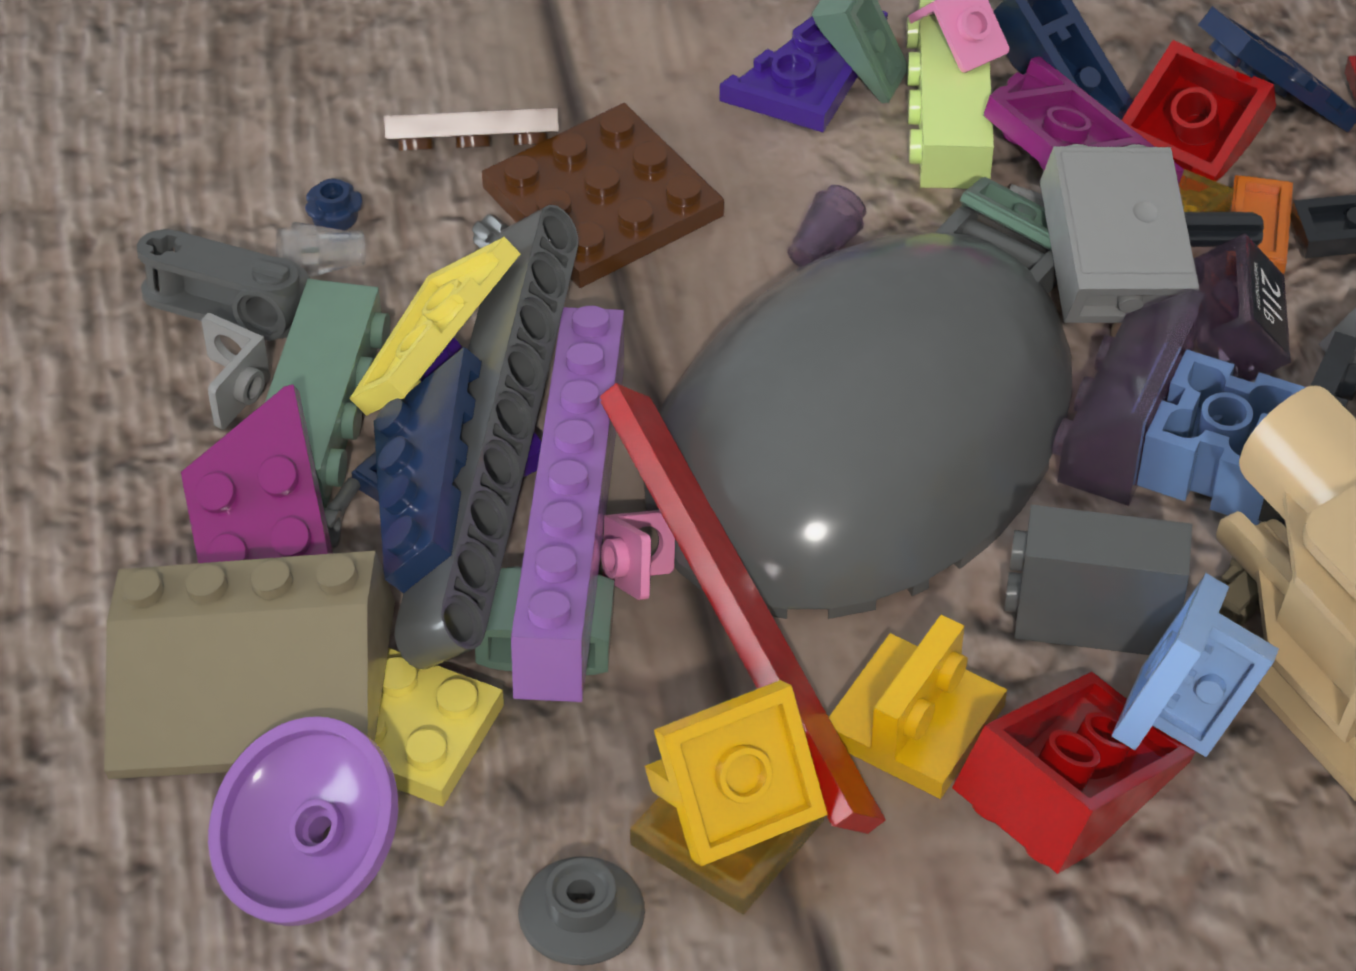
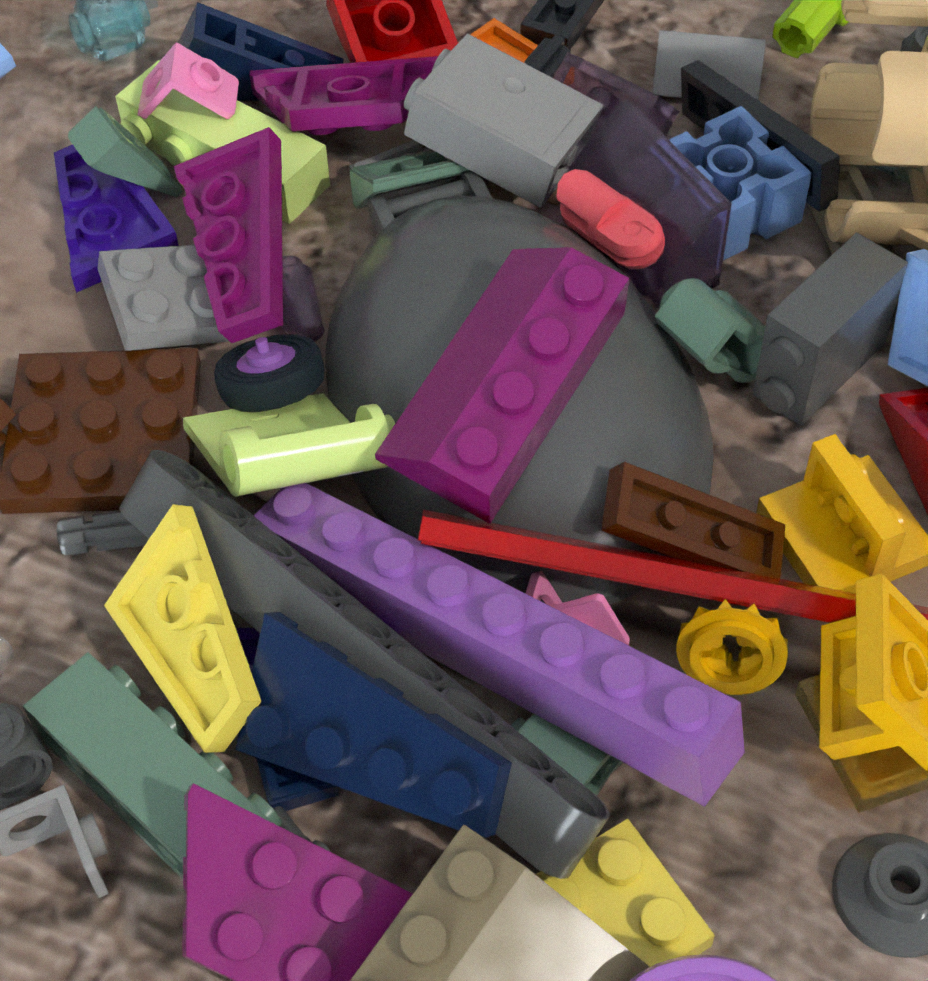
camera: 55 degrees left, 5 degrees up
(652, 288) = (288, 443): none -> yellowish green door
(700, 666) = (707, 659): none -> yellow gear
(733, 252) = (269, 372): none -> black wheel
(758, 152) = (158, 297): none -> light grey plate
(783, 364) = (506, 377): none -> magenta slope
(794, 584) = (690, 523): none -> reddish brown plate
(829, 152) = (238, 226): none -> magenta wing
(1009, 479) = (713, 328): none -> sand green brick
(1071, 363) = (610, 220): none -> coral arm

